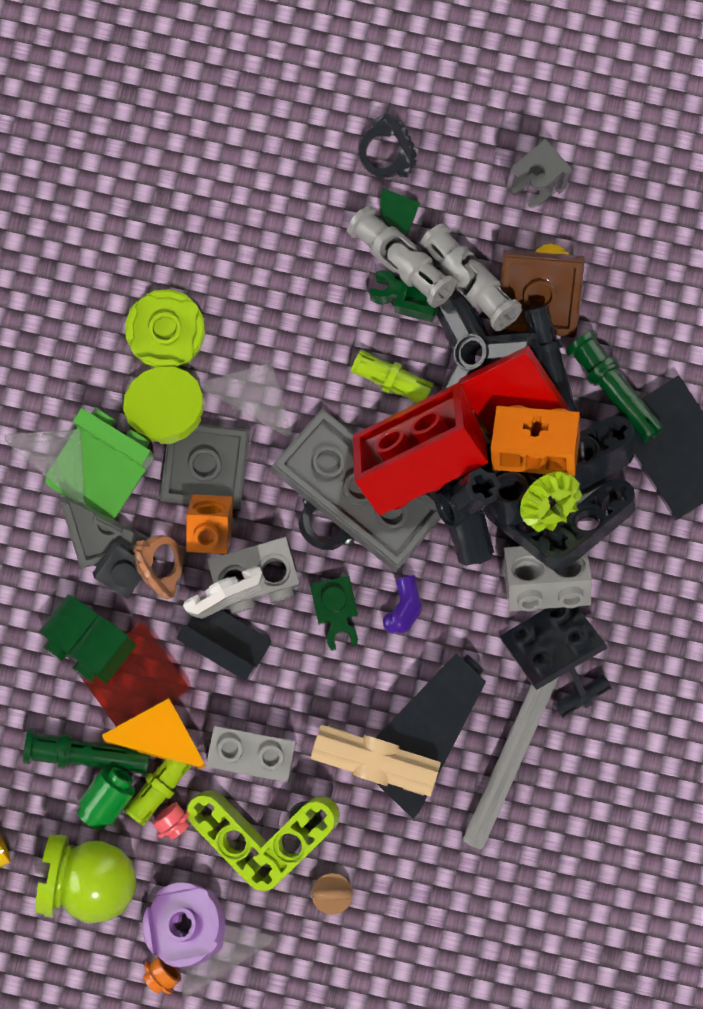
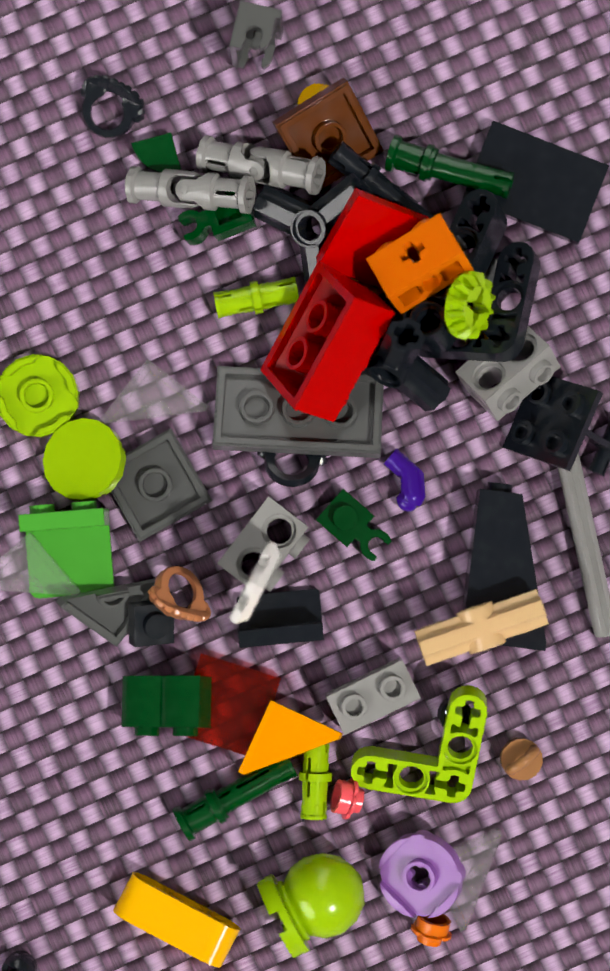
camera: 30 degrees left, 5 degrees up
(106, 798) = (279, 820): green brick -> none
(209, 524) = (196, 532): orange brick -> none

